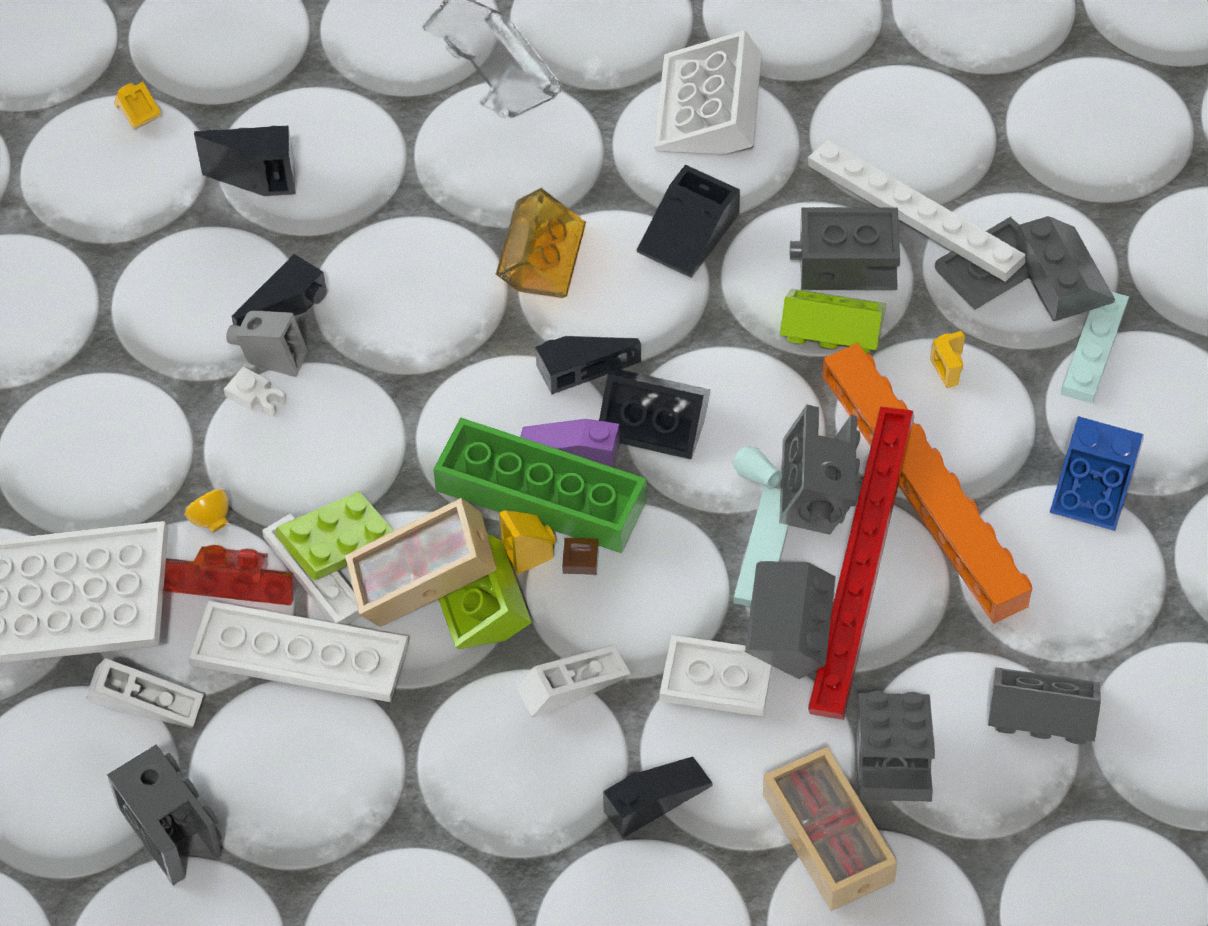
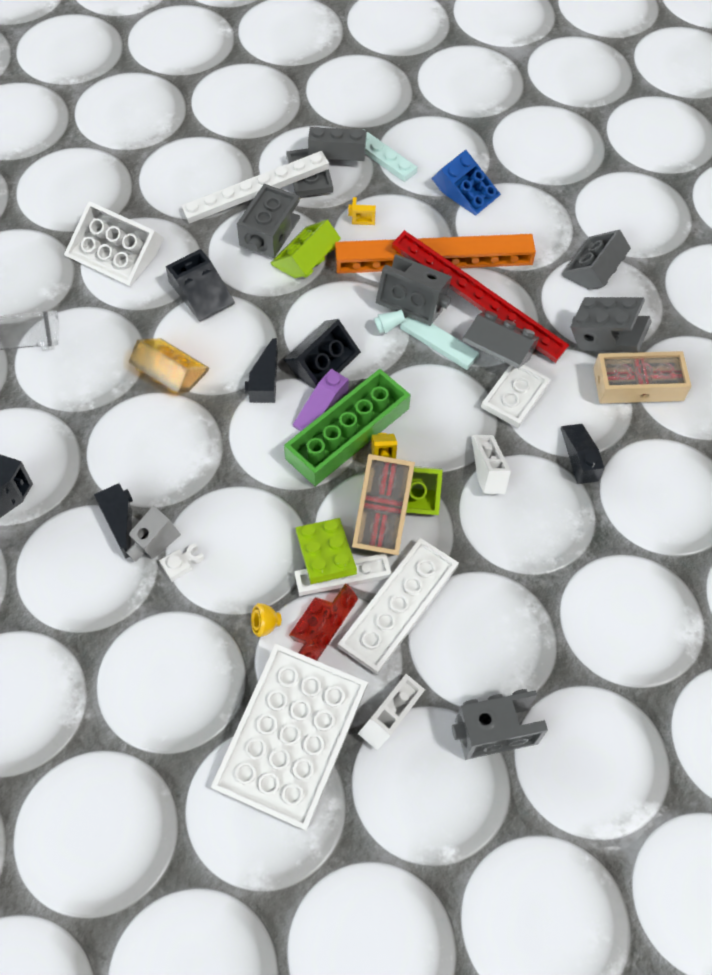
camera: 70 degrees left, 5 degrees up
(580, 556) = (403, 428): reddish brown plate -> none

